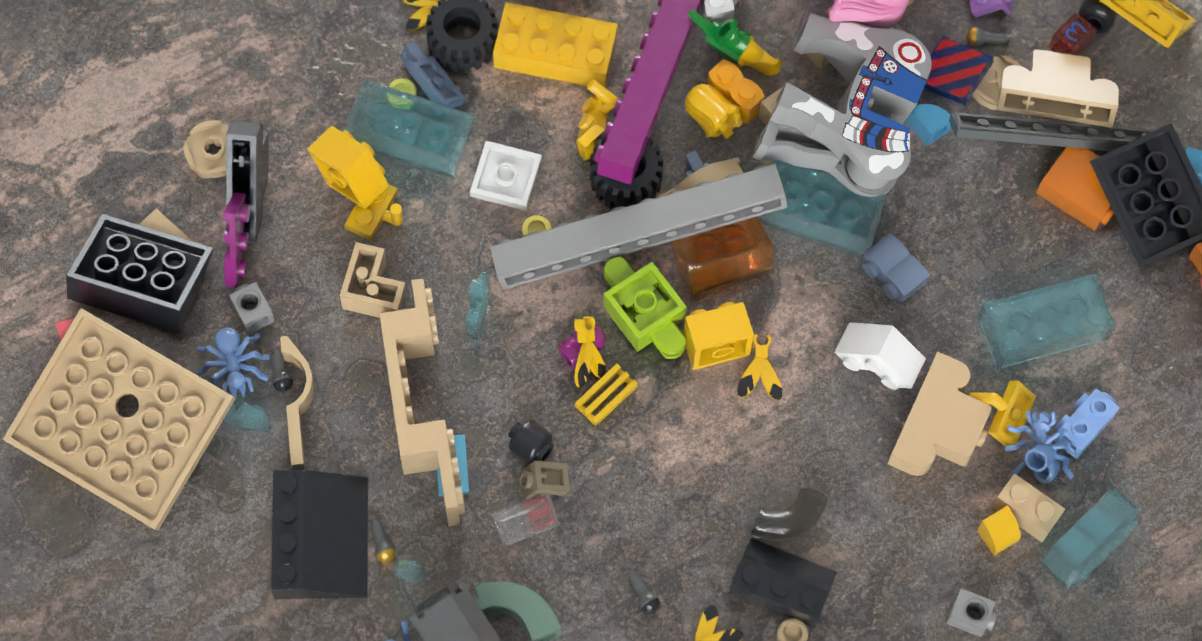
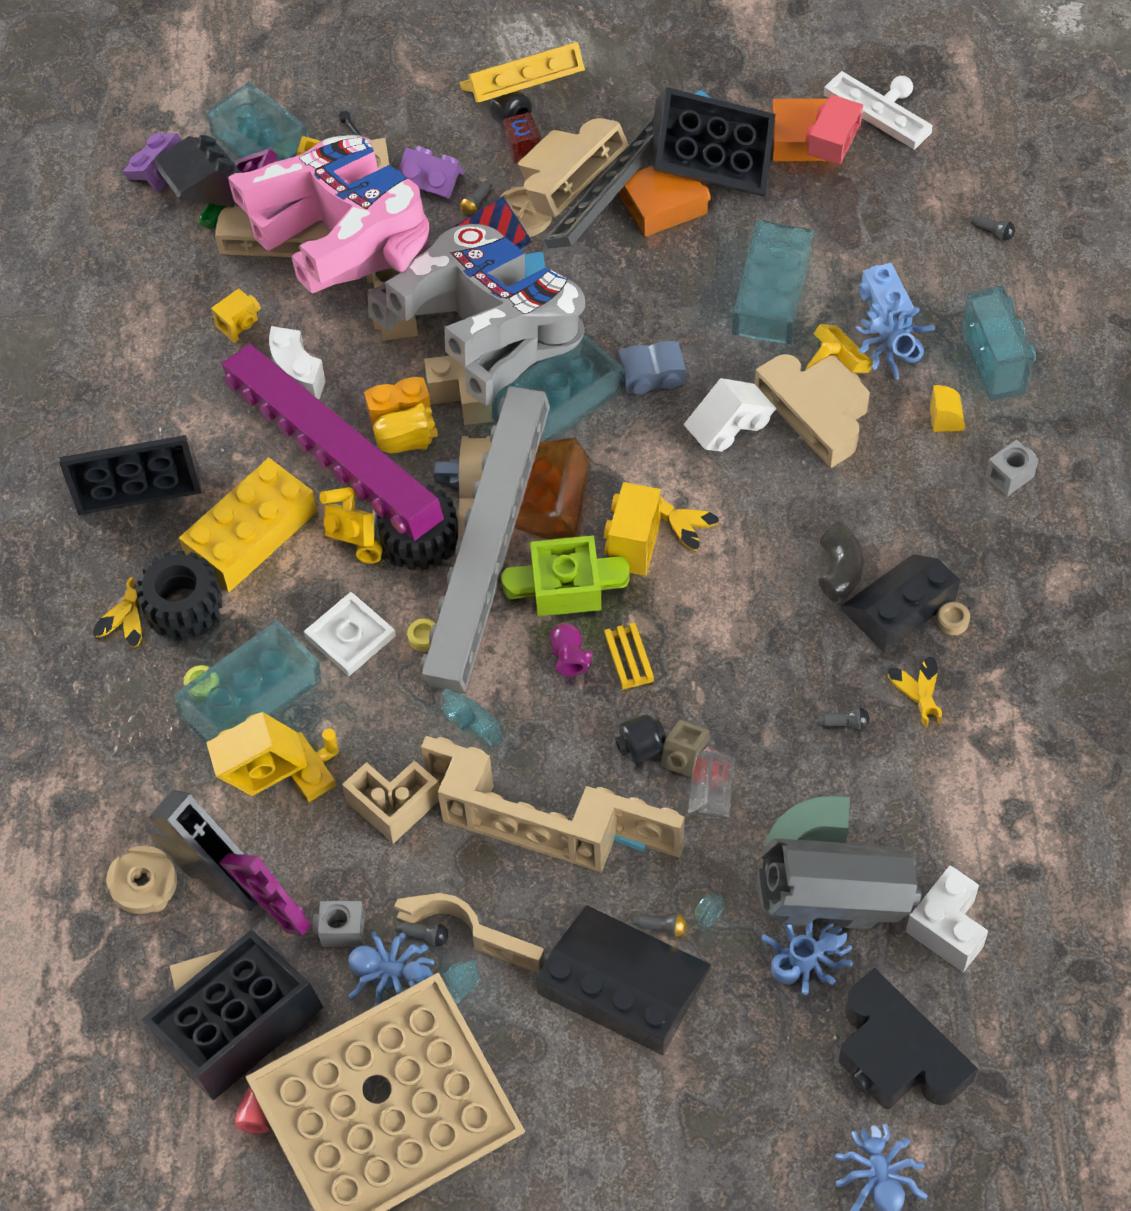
camera: 55 degrees left, 10 degrees down
(431, 77) = (201, 646): sand blue hinge -> none
(588, 356) = (569, 633): yellow piece -> none
(736, 45) = (353, 379): green animal -> none
(1031, 508) = (945, 369): tan brick -> none

